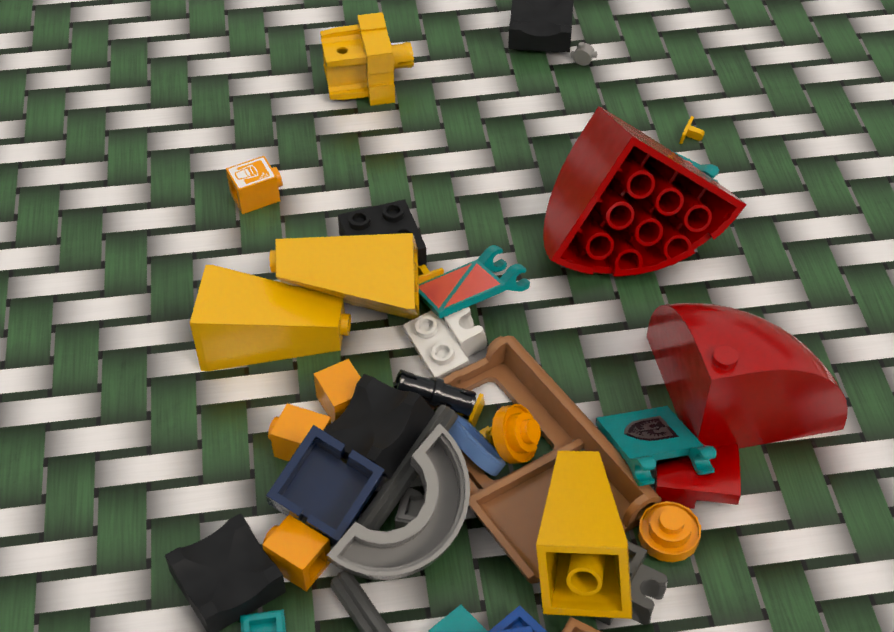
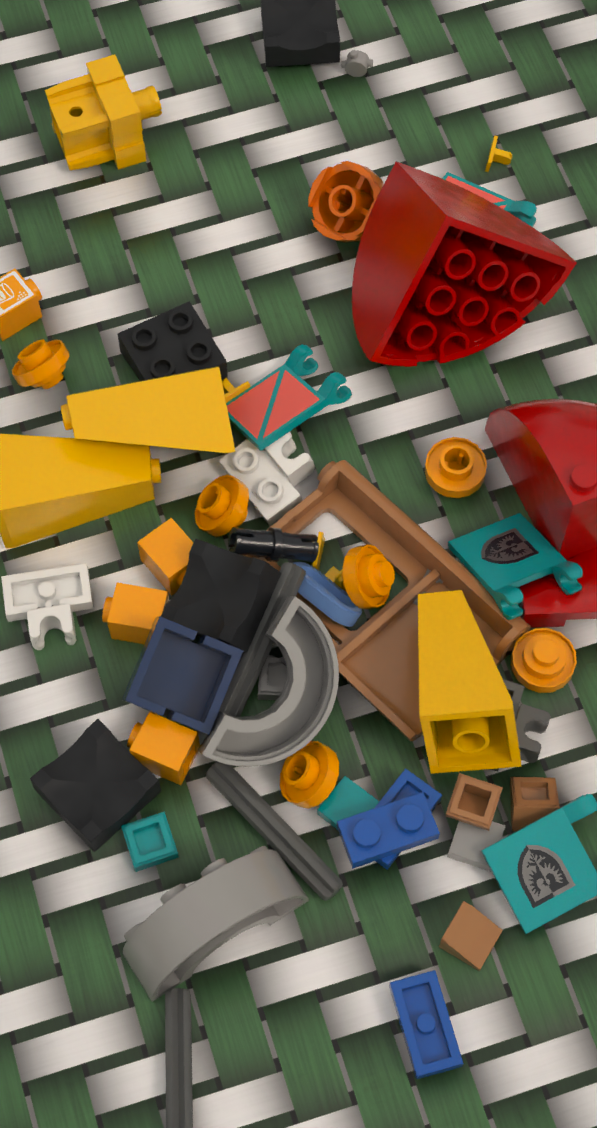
camera: 10 degrees left, 15 degrees up
(224, 414) = (48, 600): none -> white plate
(266, 229) = (41, 364): none -> light orange plate
(396, 354) = (222, 505): none -> light orange plate
(427, 596) = (309, 775): none -> light orange plate
(550, 140) = (343, 200): none -> orange cylinder
(613, 358) = (455, 467): none -> light orange plate

